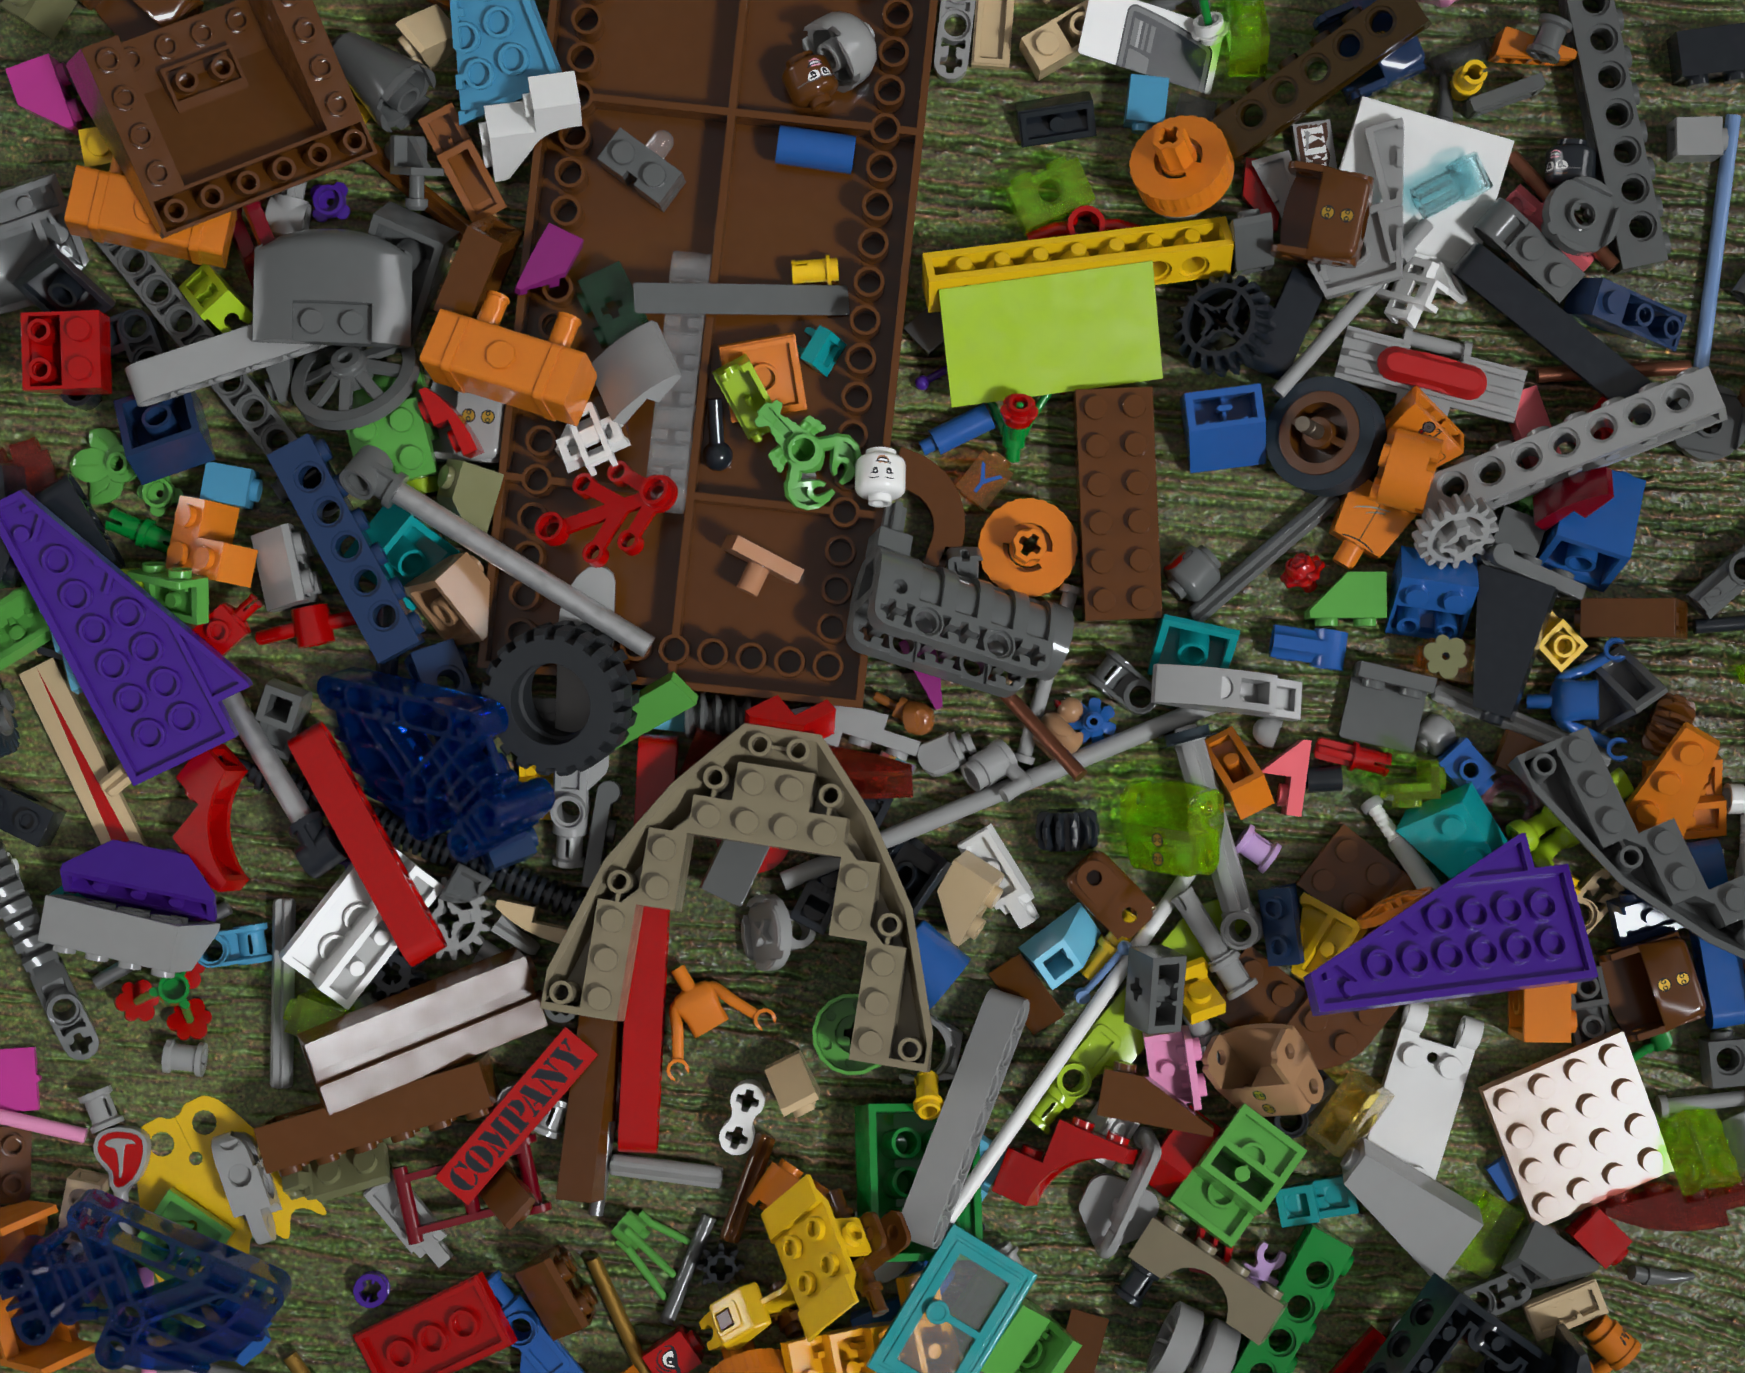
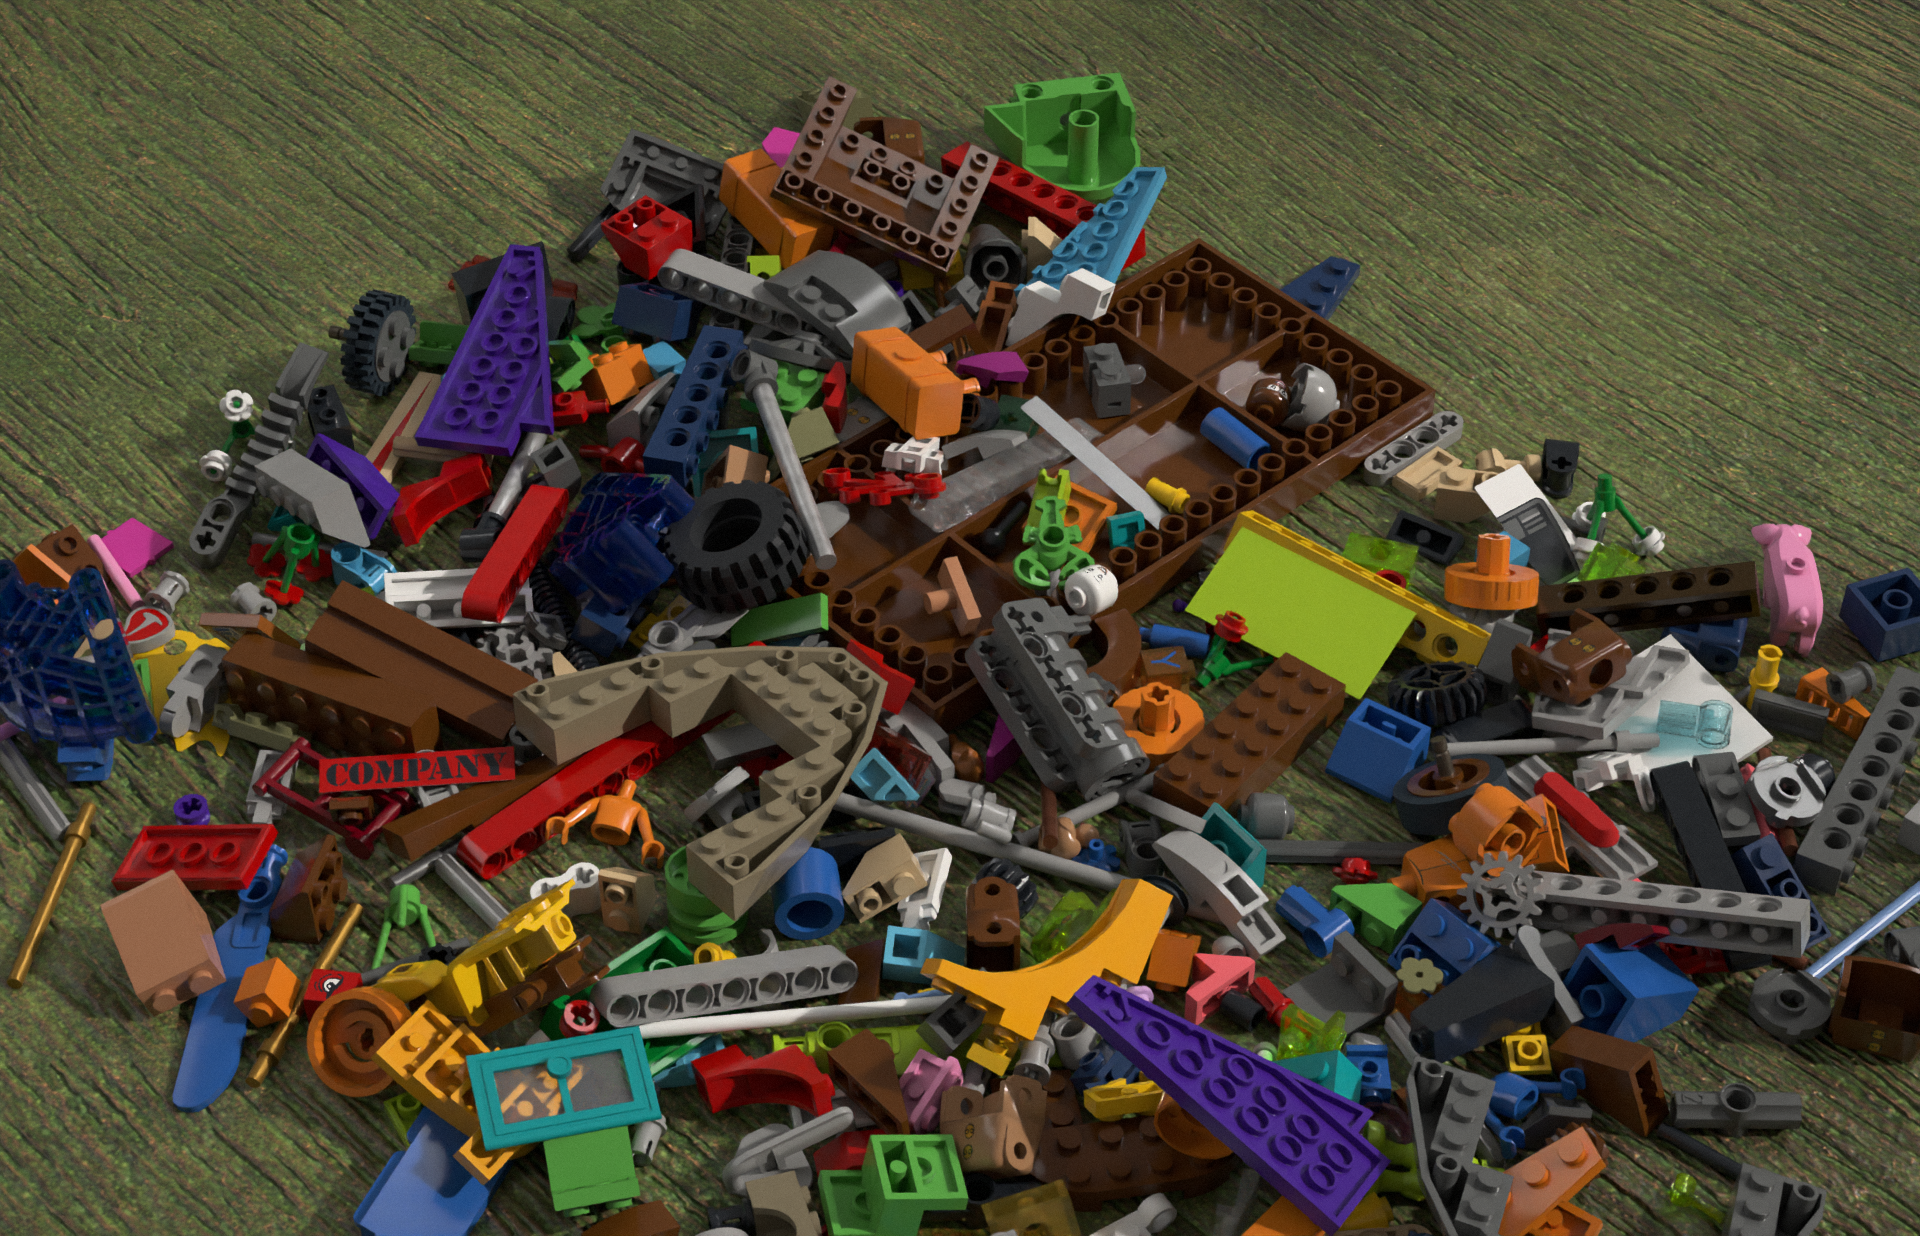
camera: 40 degrees right, 45 degrees down
(241, 1111) = (231, 626): none -> dark orange tile
(596, 339) = (979, 412): none -> black wheel
(893, 809) = (881, 780): none -> medium azure slope
(920, 1267) = (572, 1011): none -> red bush
(1137, 657) = (1165, 811): none -> light grey piece
(1218, 910) = (1111, 950): none -> light orange arch

